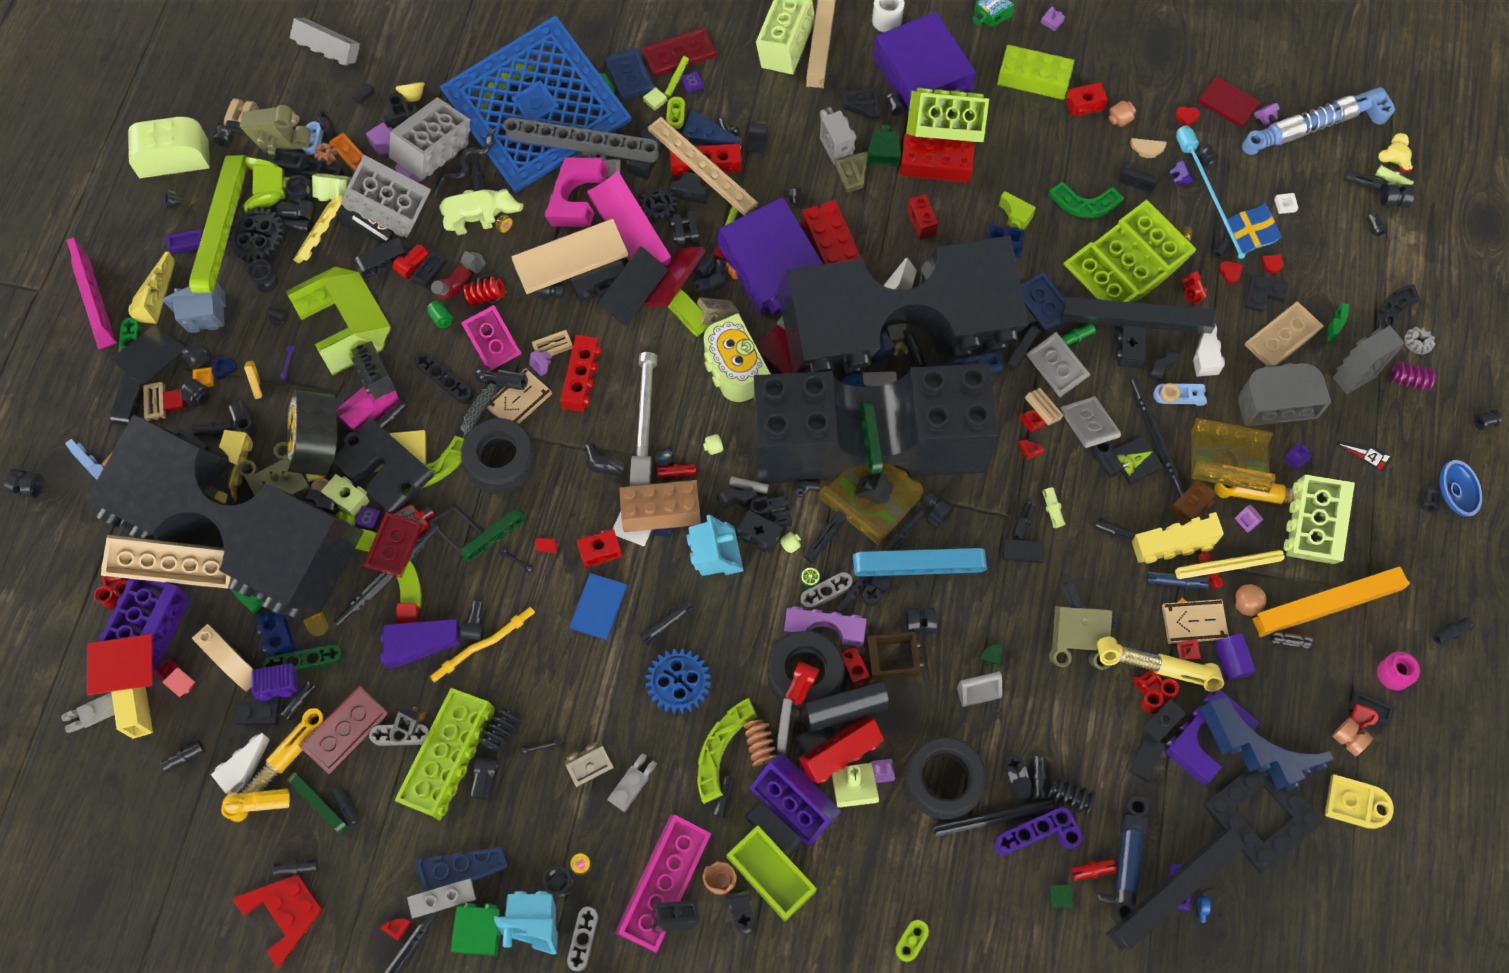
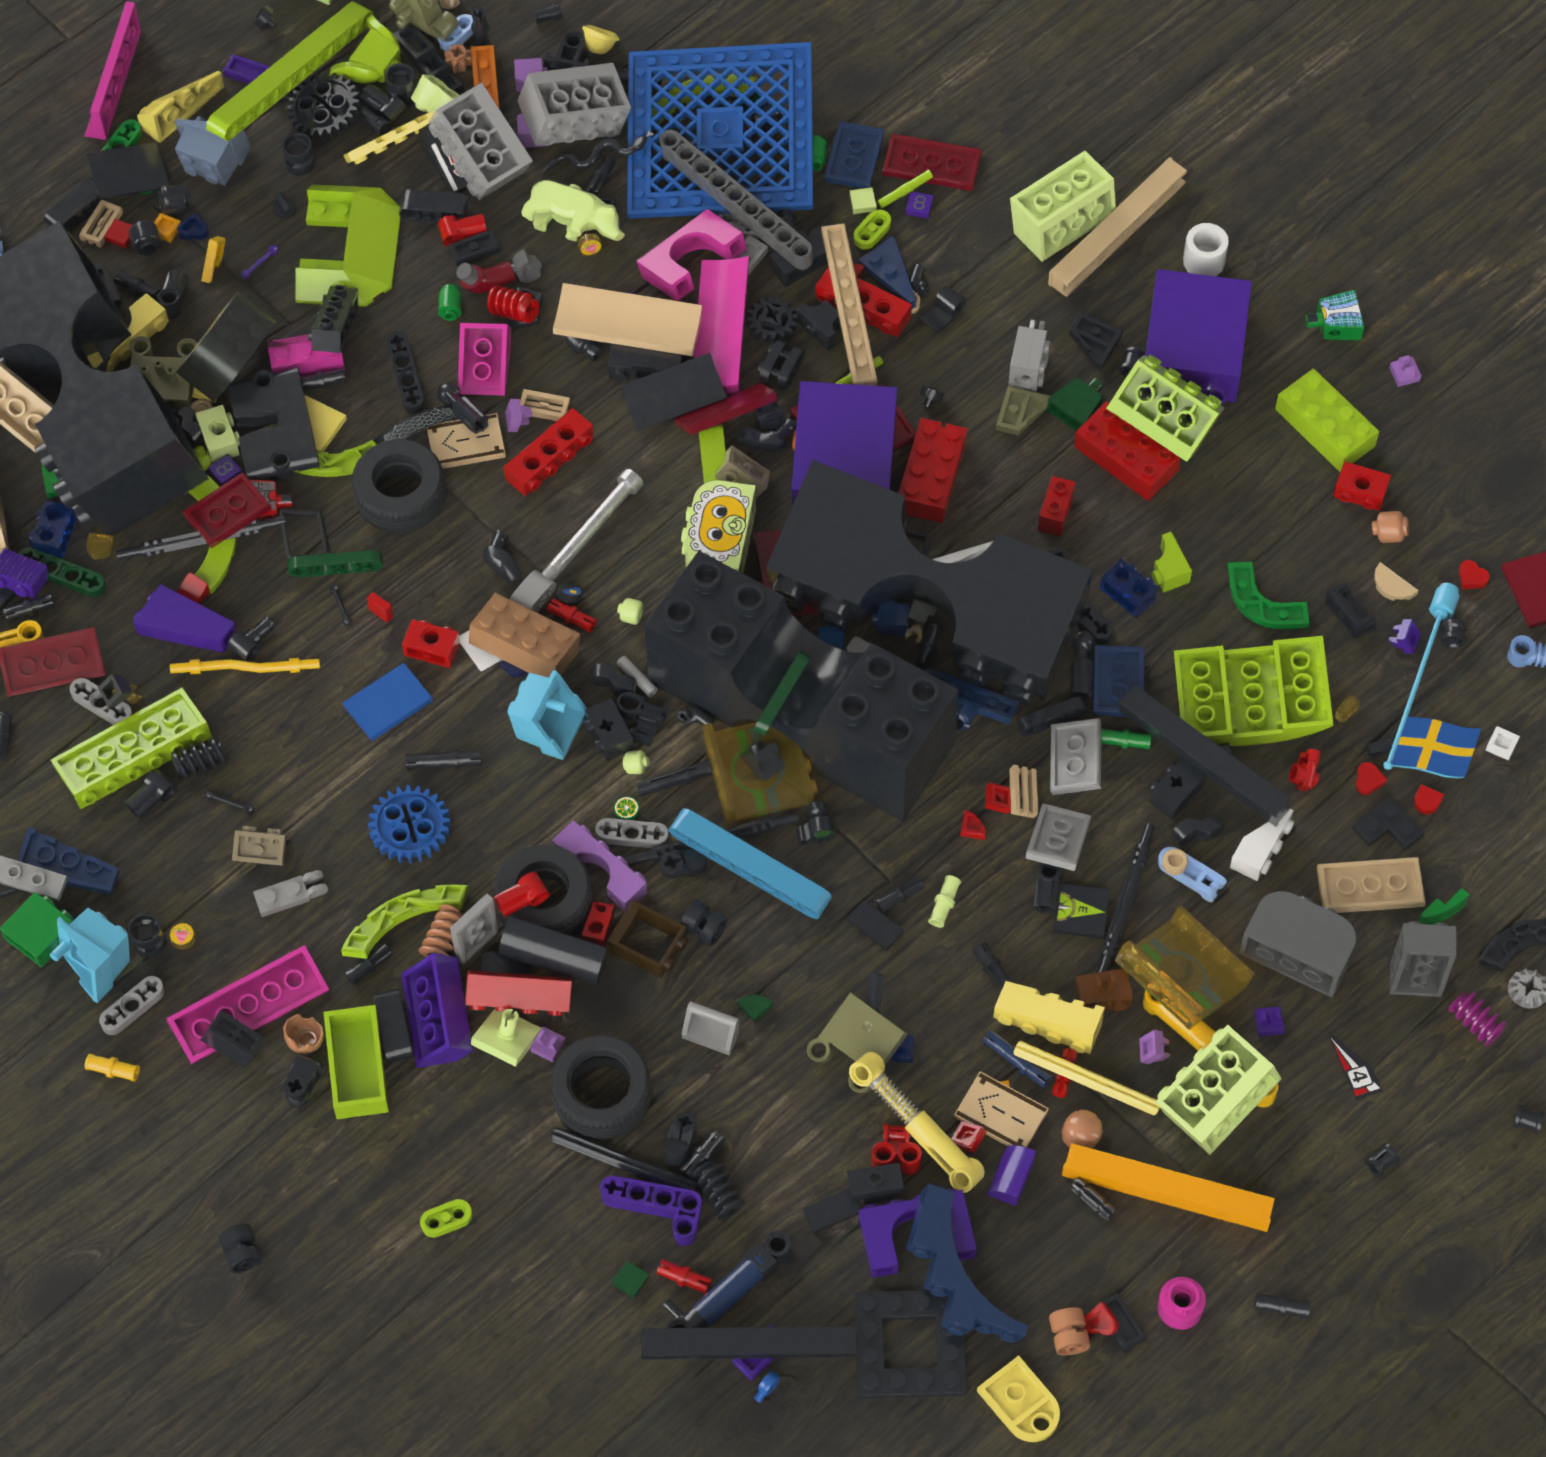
camera: 35 degrees right, 5 degrees down
(1460, 488) = (1434, 1166): blue dish -> none

